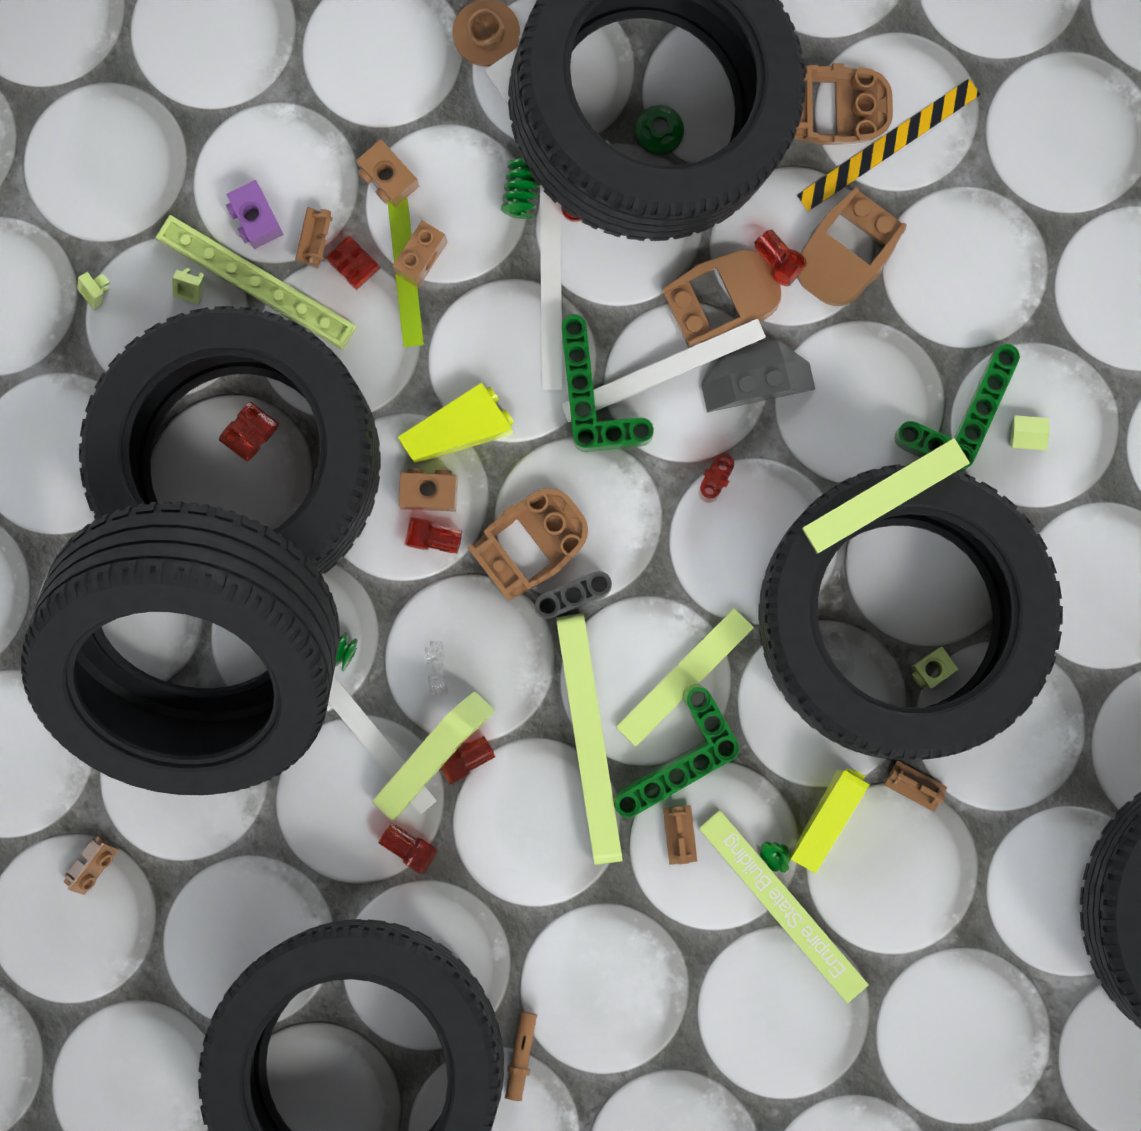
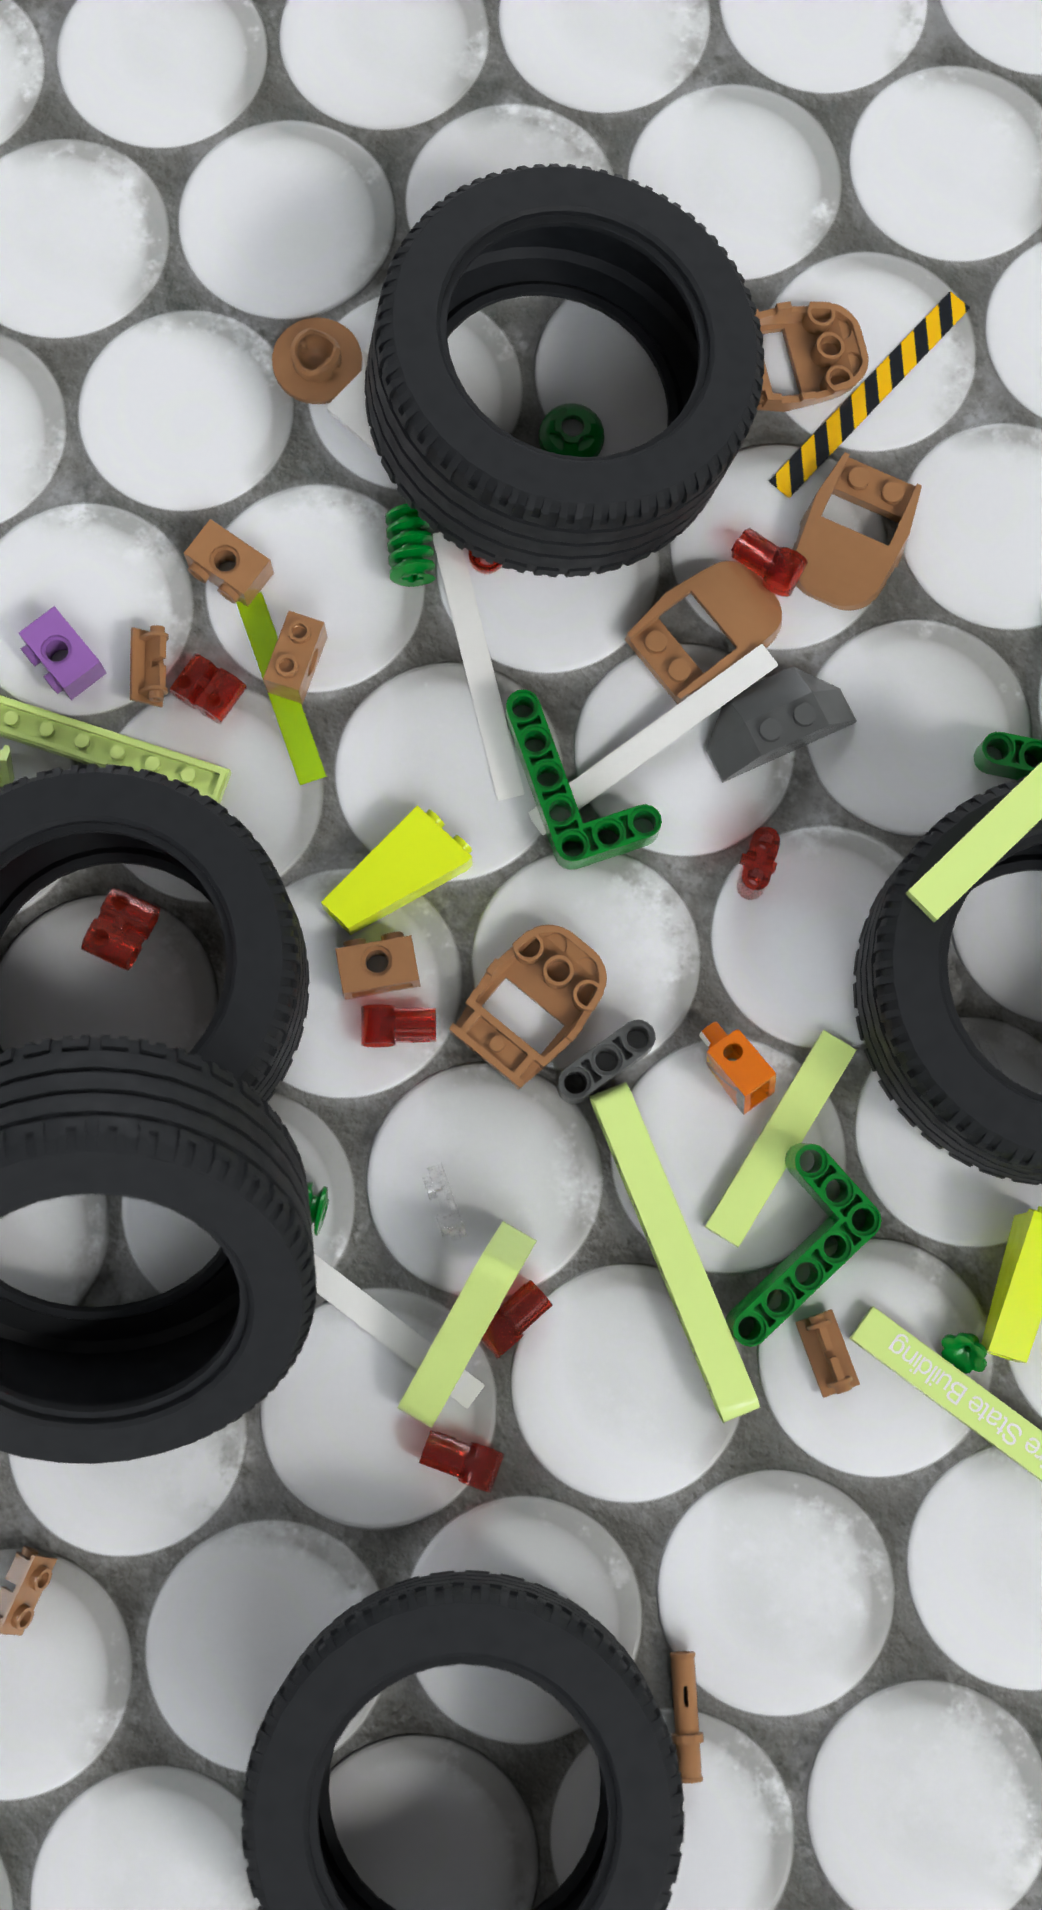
camera: 25 degrees left, 5 degrees down
(669, 628) = (746, 1079): none -> orange torso

